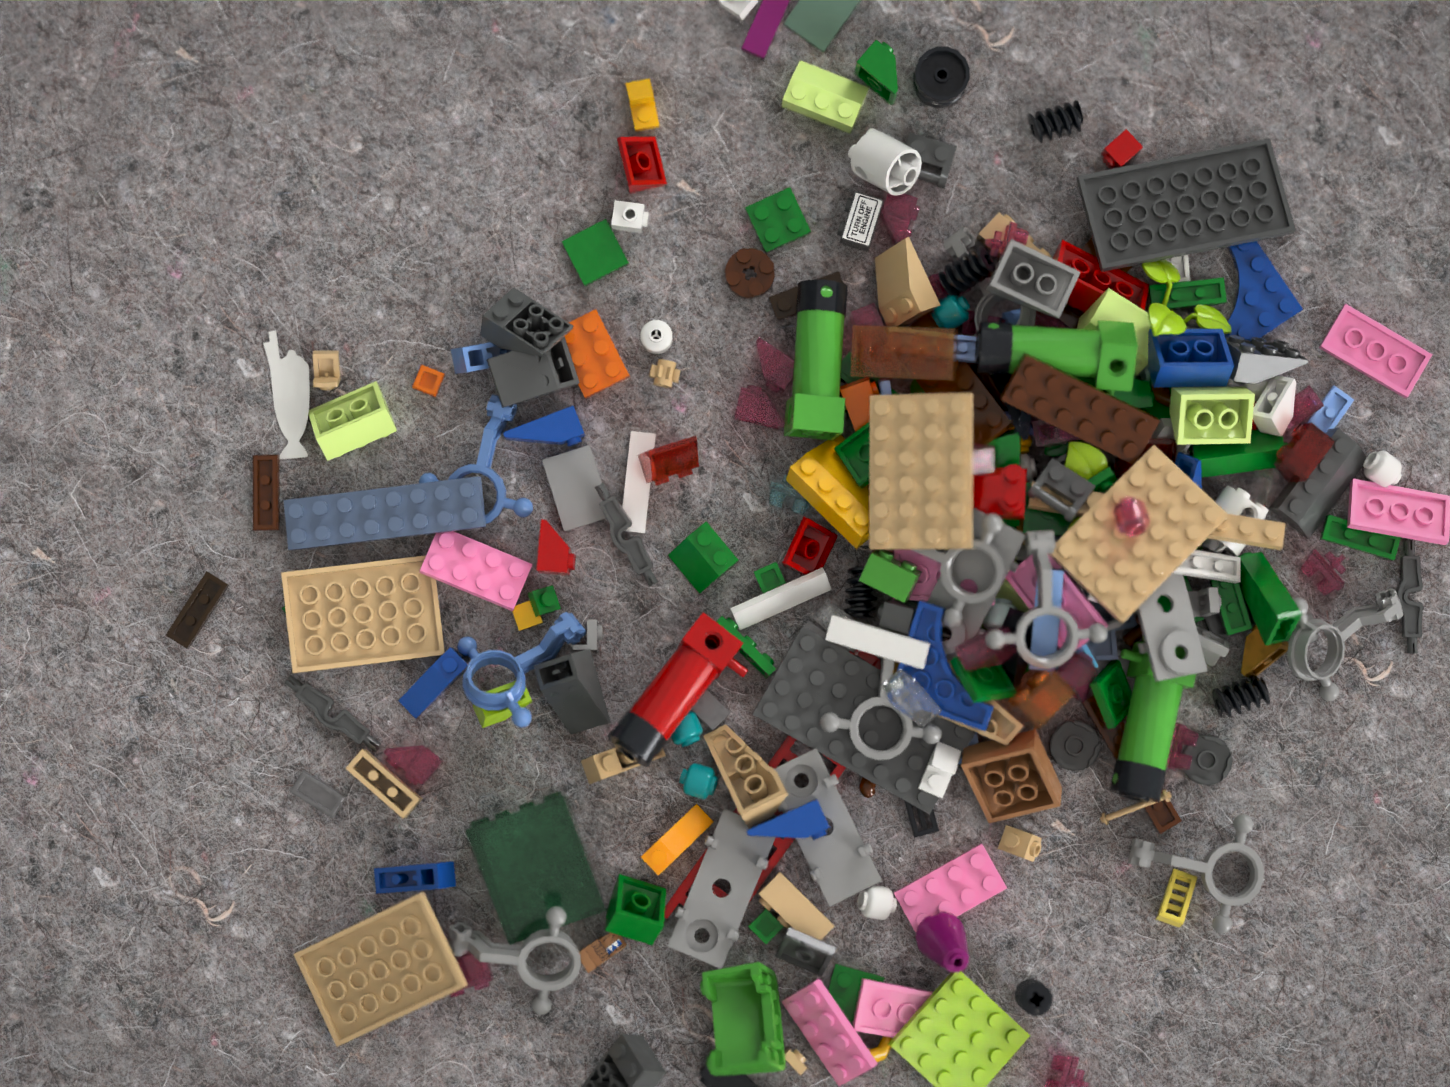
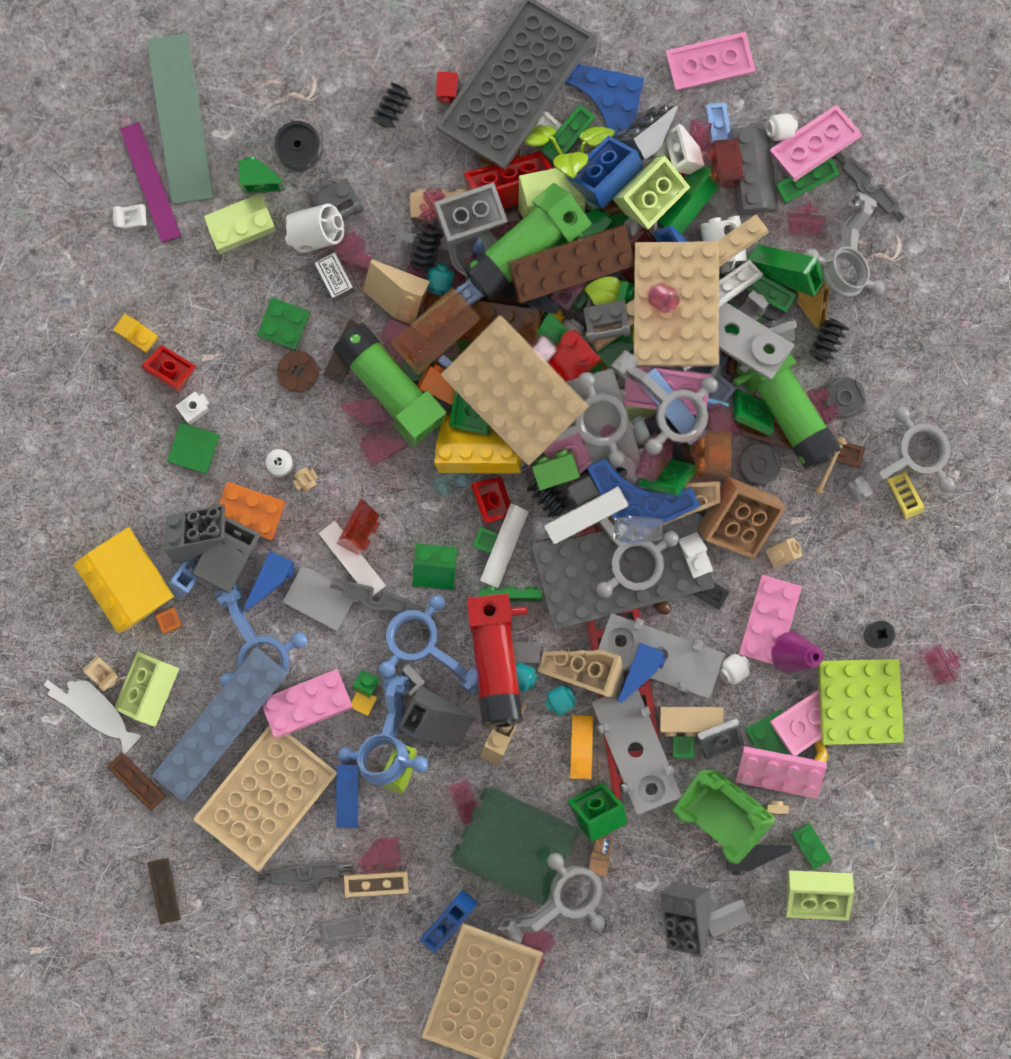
camera: 40 degrees left, 0 degrees up
(422, 308) = (123, 580): none -> yellow slope
(530, 784) = (464, 800): none -> clear pink slope
(553, 553) = (344, 649): red slope -> none
(673, 591) = (436, 603): none -> medium blue piece

